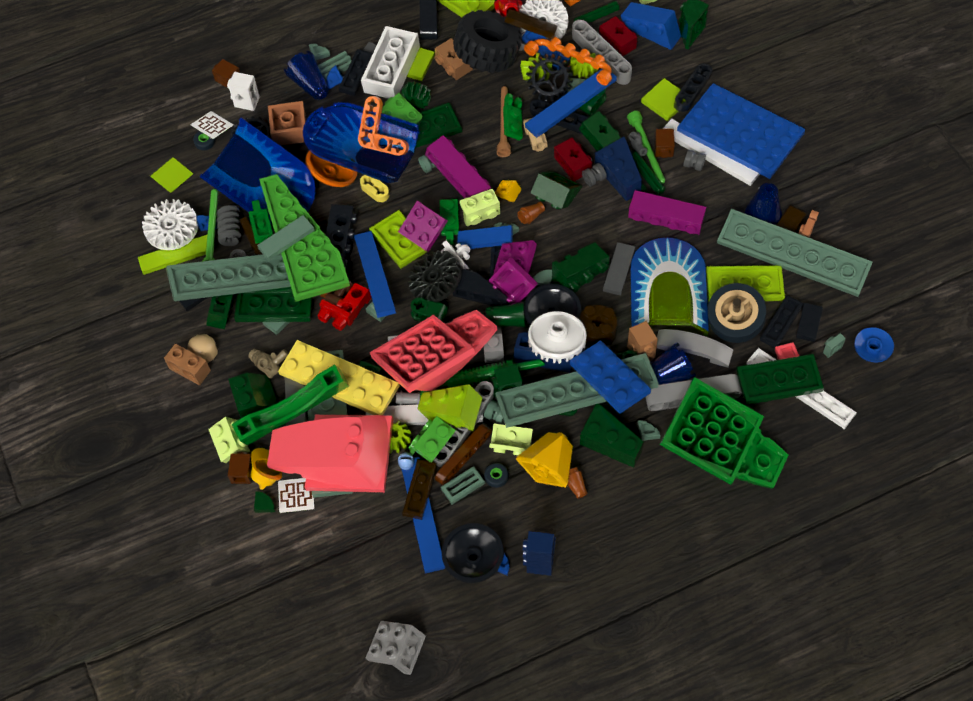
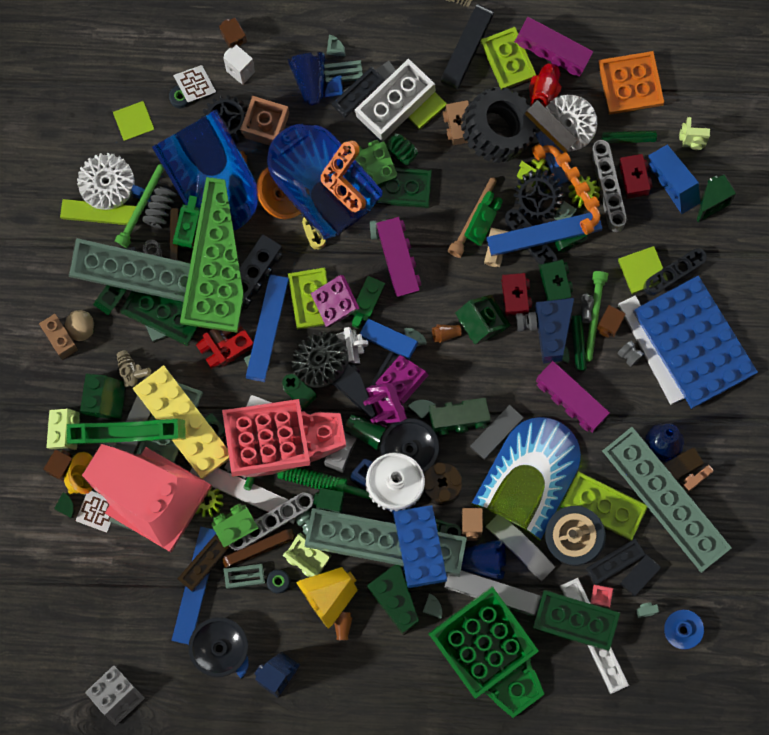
camera: 25 degrees right, 15 degrees up
(285, 238) = (200, 255): sand green tile -> none
(405, 463) = (202, 533): light blue hinge -> none
(452, 405) = (266, 505): lime wedge -> none
(480, 207) = (399, 304): yellowish green bracket -> none
(508, 190) = (438, 296): yellow slope -> none

